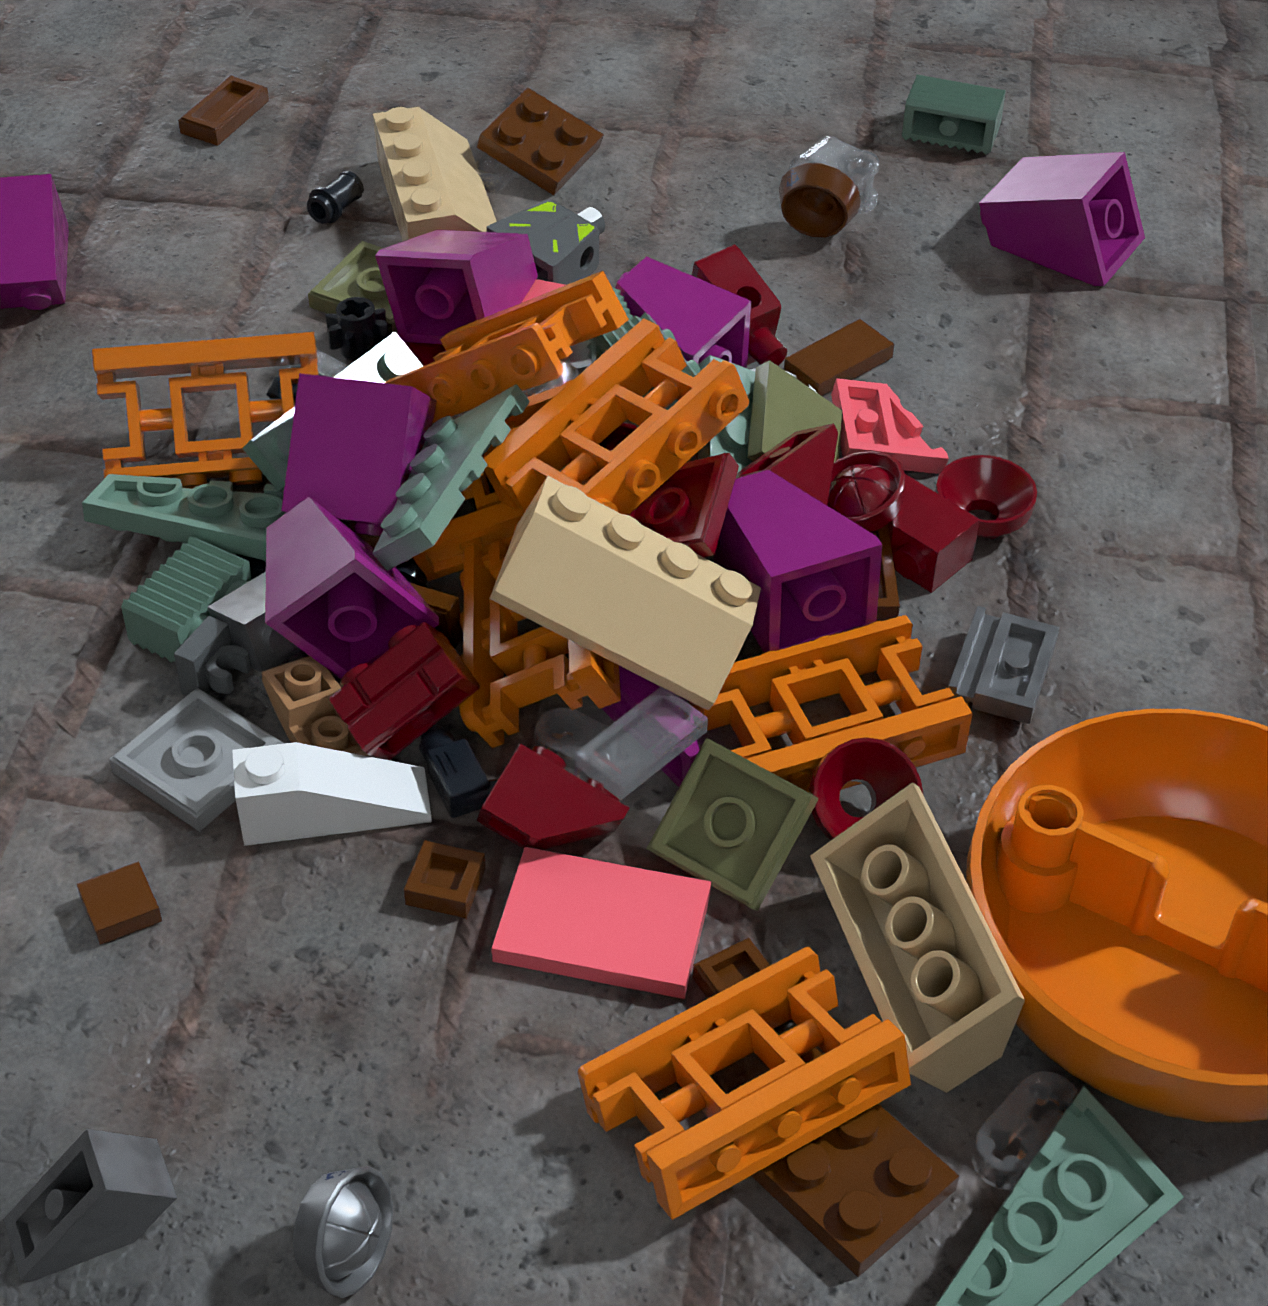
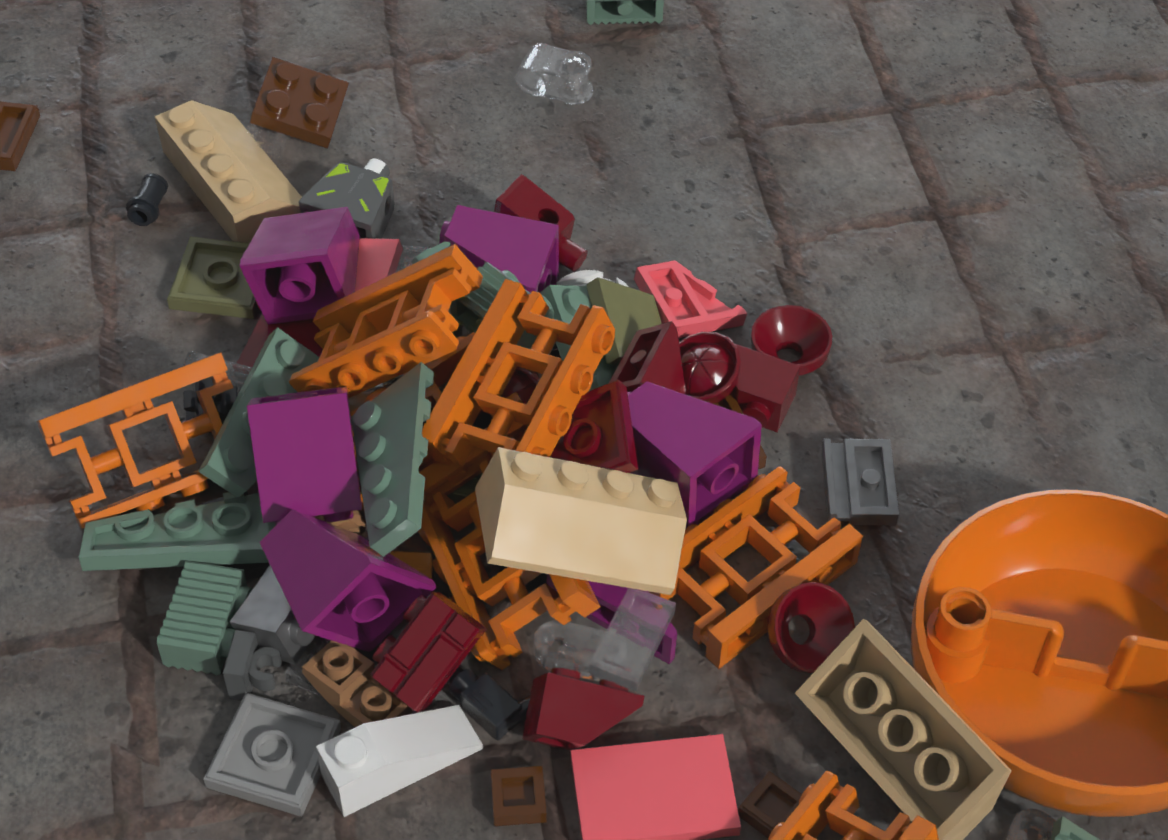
camera: 20 degrees left, 5 degrees up
(356, 327) = (227, 323): black gear -> none
(732, 824) = (722, 683): olive tile -> none
(818, 199) = (554, 105): reddish brown hat -> none
(839, 355) = (624, 243): reddish brown tile -> none
(1067, 214) = (749, 68): magenta slope -> none

